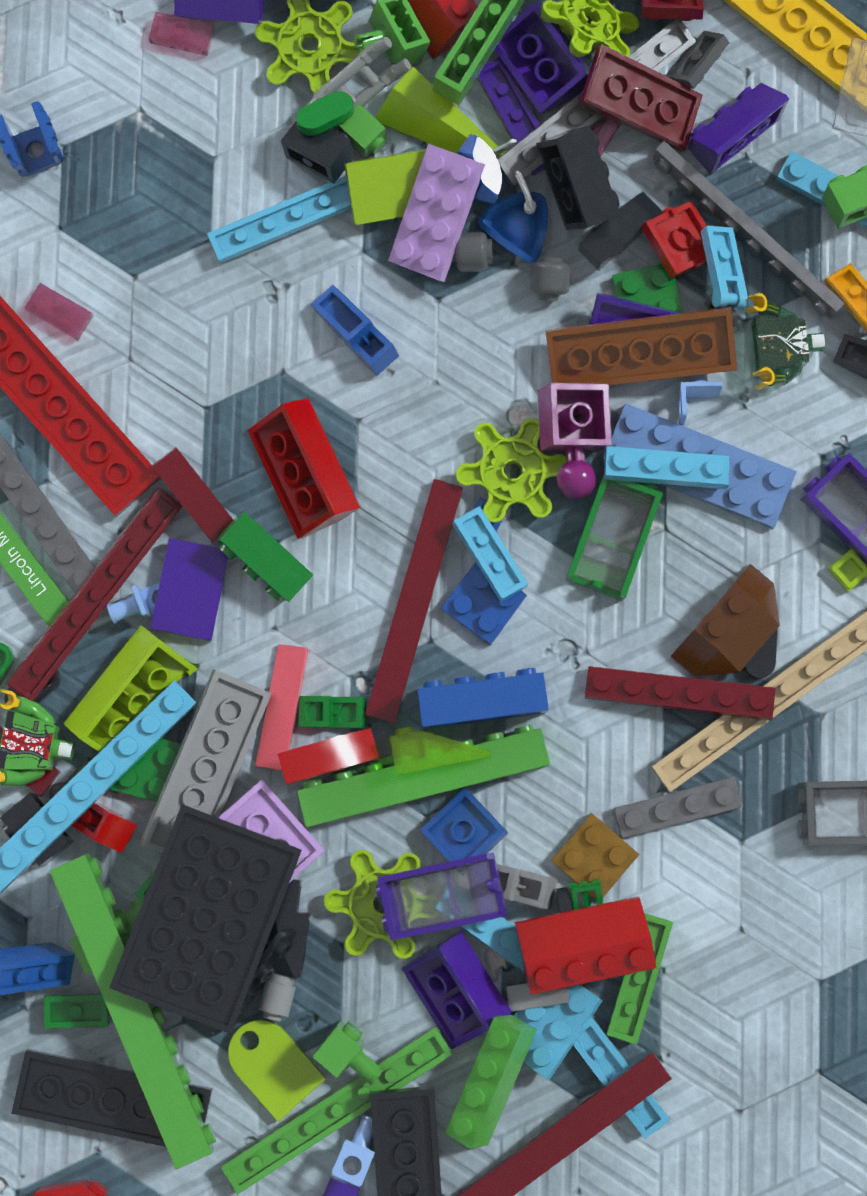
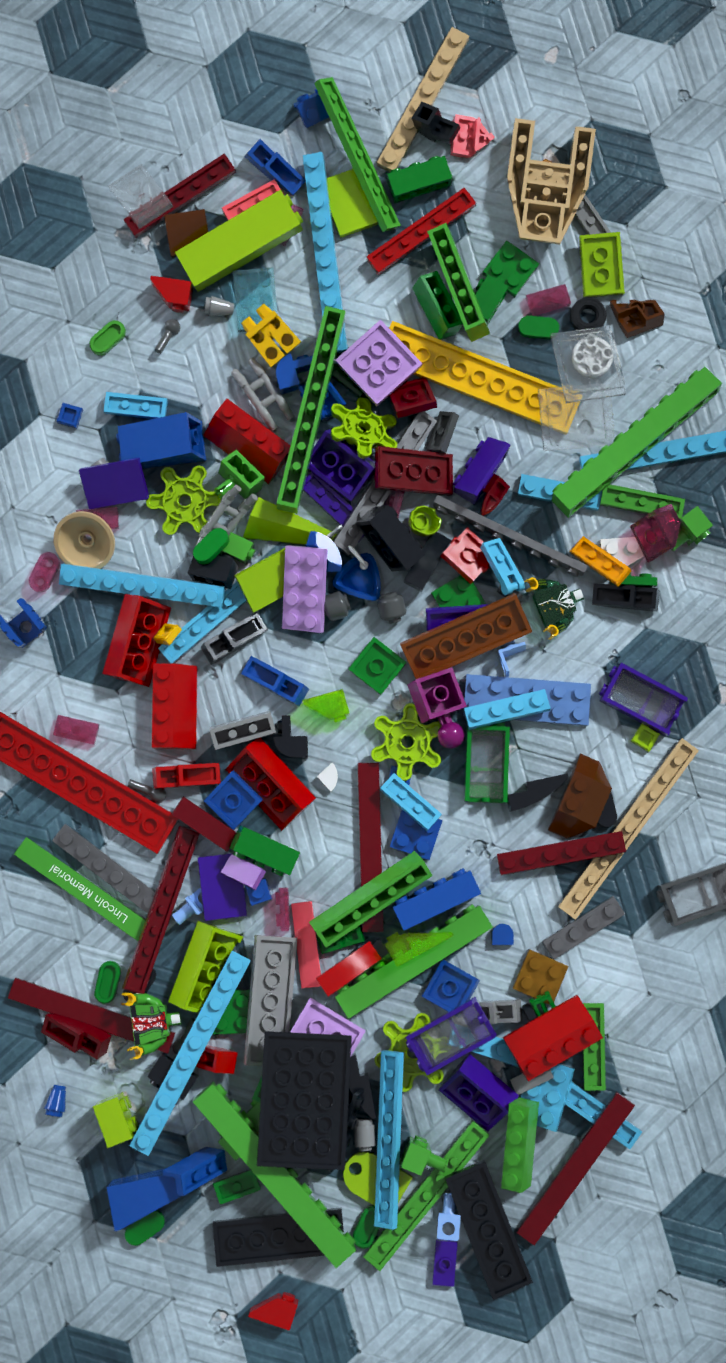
camera: 20 degrees left, 0 degrees up
(81, 81) = (43, 572): none -> clear pink plate
(136, 57) = (73, 545): none -> tan dish
(140, 434) = (156, 795): none -> dark grey bar
(181, 213) = (132, 643): none -> red slope
(189, 421) = (186, 775): none -> red slope
(203, 320) = (174, 706): none -> red slope
(213, 140) = (142, 585): none -> medium azure plate
(225, 576) = (243, 871): none -> medium lavender tile
(226, 218) = (167, 634): none -> yellow tile
(238, 612) = (259, 895): none -> blue brick
(241, 1127) = (365, 1230): none -> green tile
(244, 474) = (233, 800): none -> blue plate
(268, 634) = (283, 918): none -> clear pink plate
(287, 381) = (242, 730): none -> light grey brick
(308, 1014) = (389, 1139): none -> medium azure plate
(316, 253) = (233, 638): none -> black slope
(347, 425) = (290, 746): none -> black brick
(387, 485) = (329, 777): none -> white tile
(390, 669) = (370, 898): none -> bright green brick
(419, 386) = (329, 705): none -> clear neon green slope
(504, 353) = (377, 666): none -> green plate
(560, 781) = (502, 935): none -> blue tile
(633, 173) = (424, 521): none -> lime hair
(670, 596) = (535, 791): none -> black slope
(745, 164) = (494, 493): none -> dark red plate

